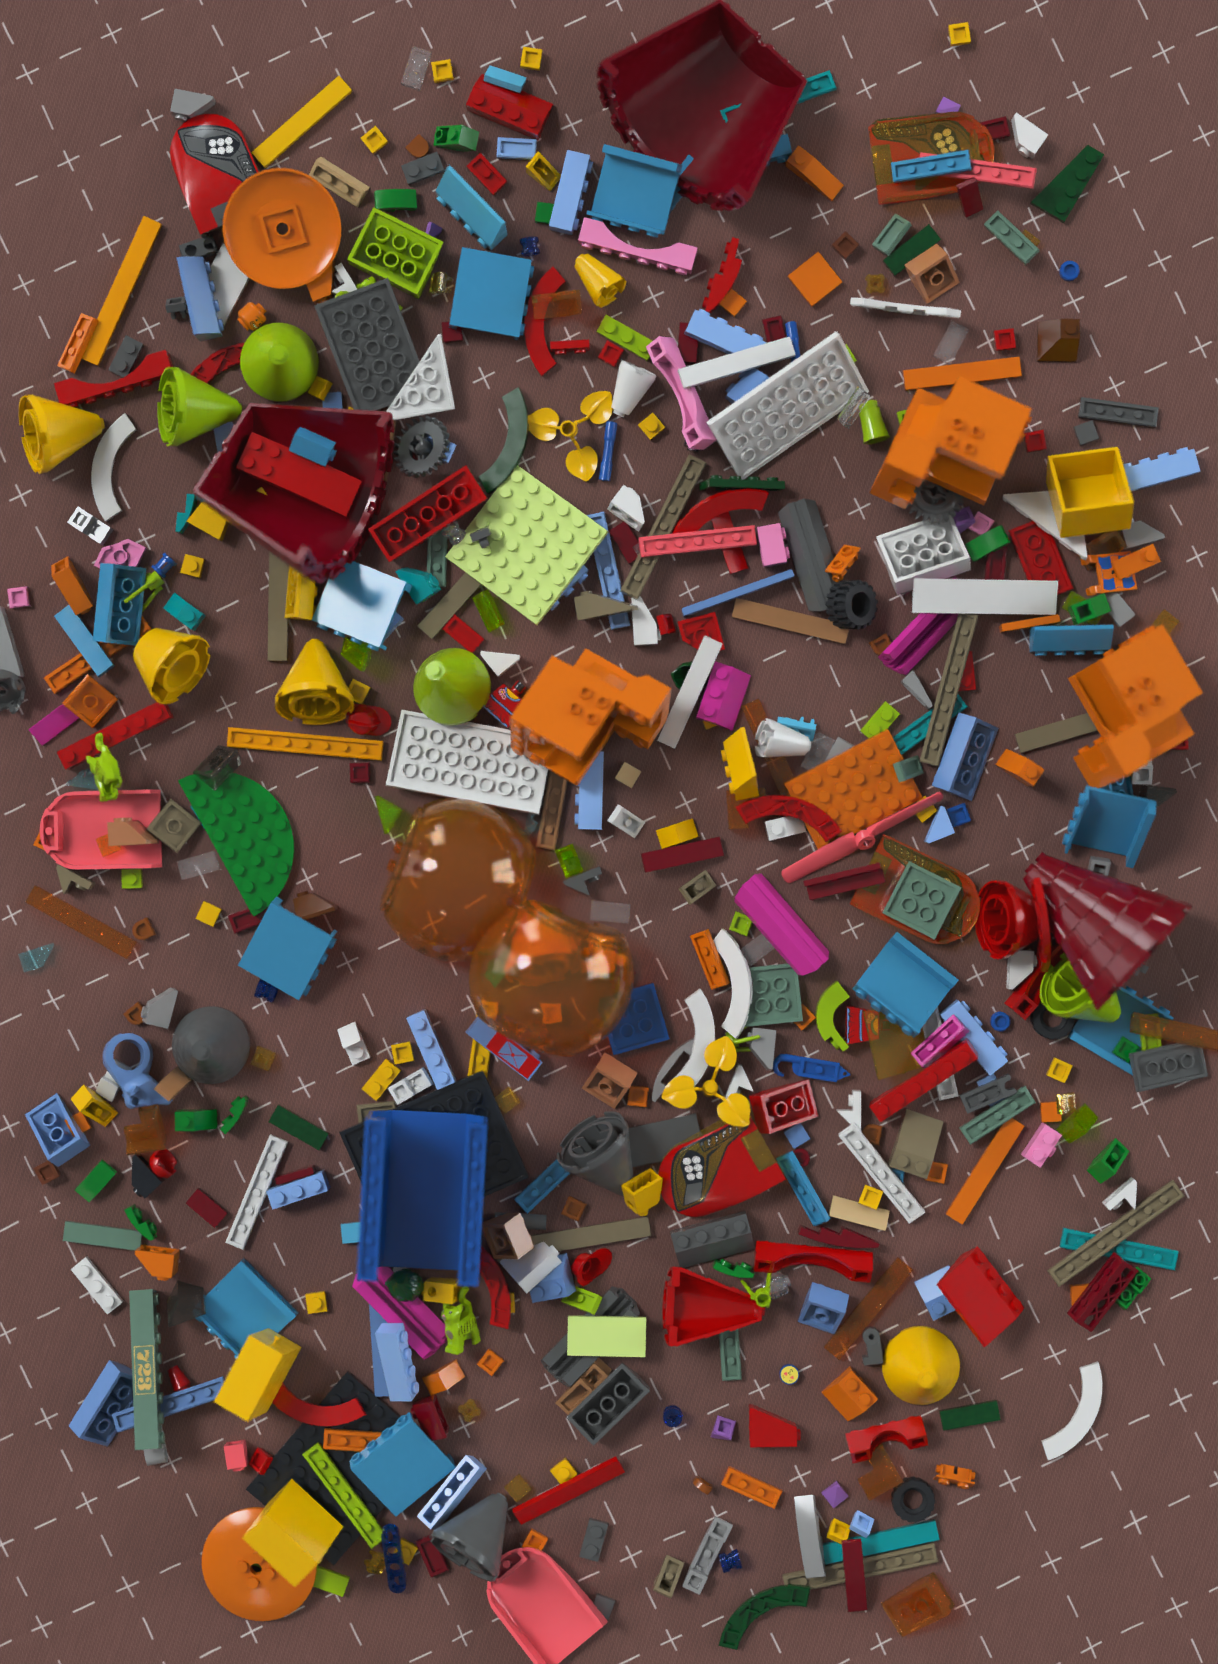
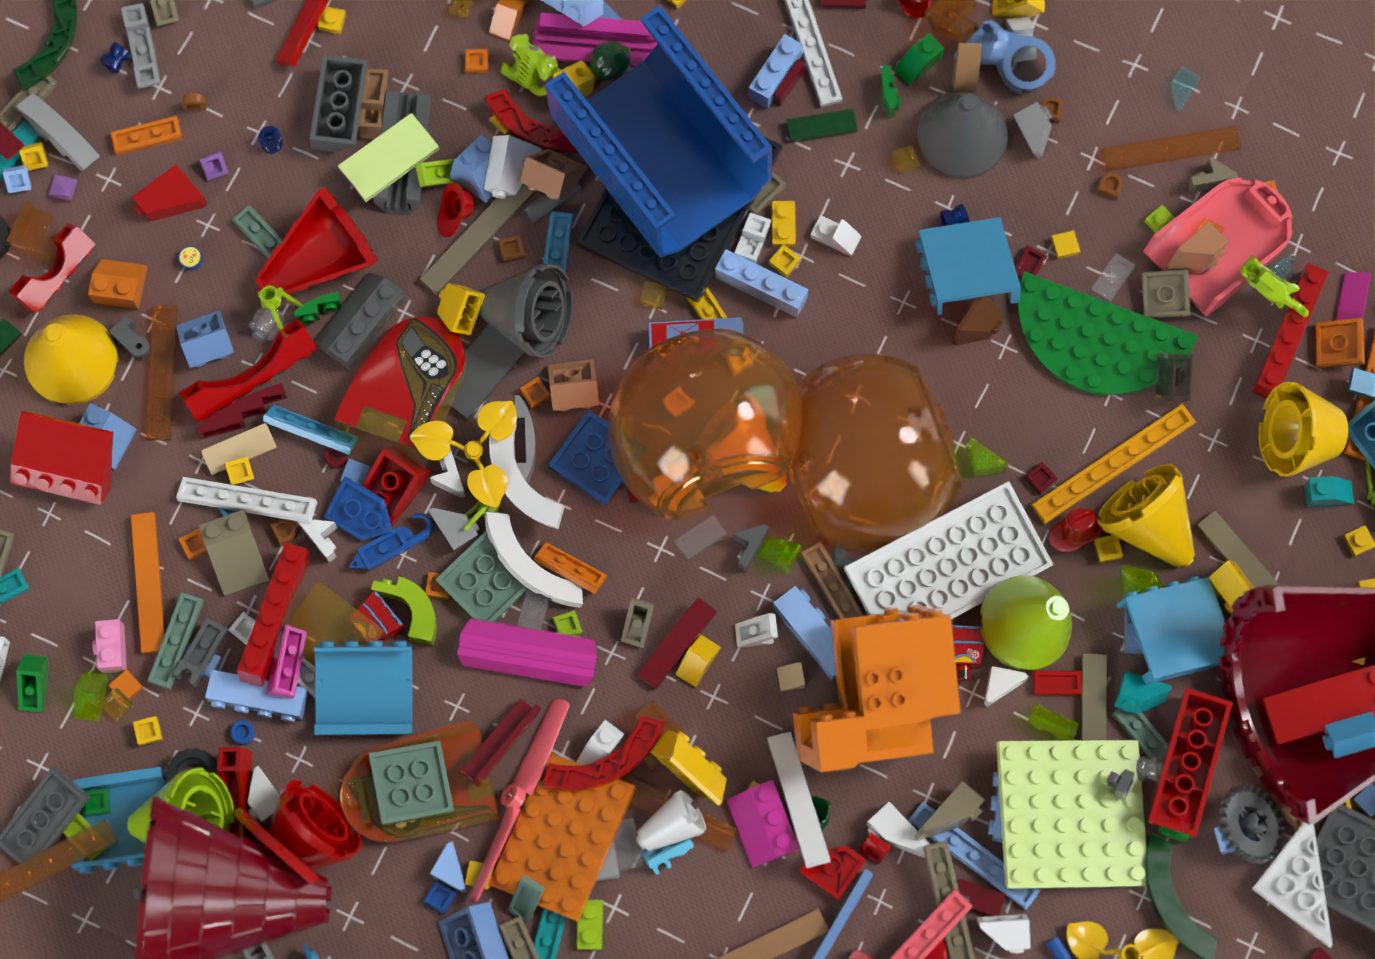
camera: 140 degrees right, 15 degrees down
(815, 1106) = (358, 511): none -> blue tile

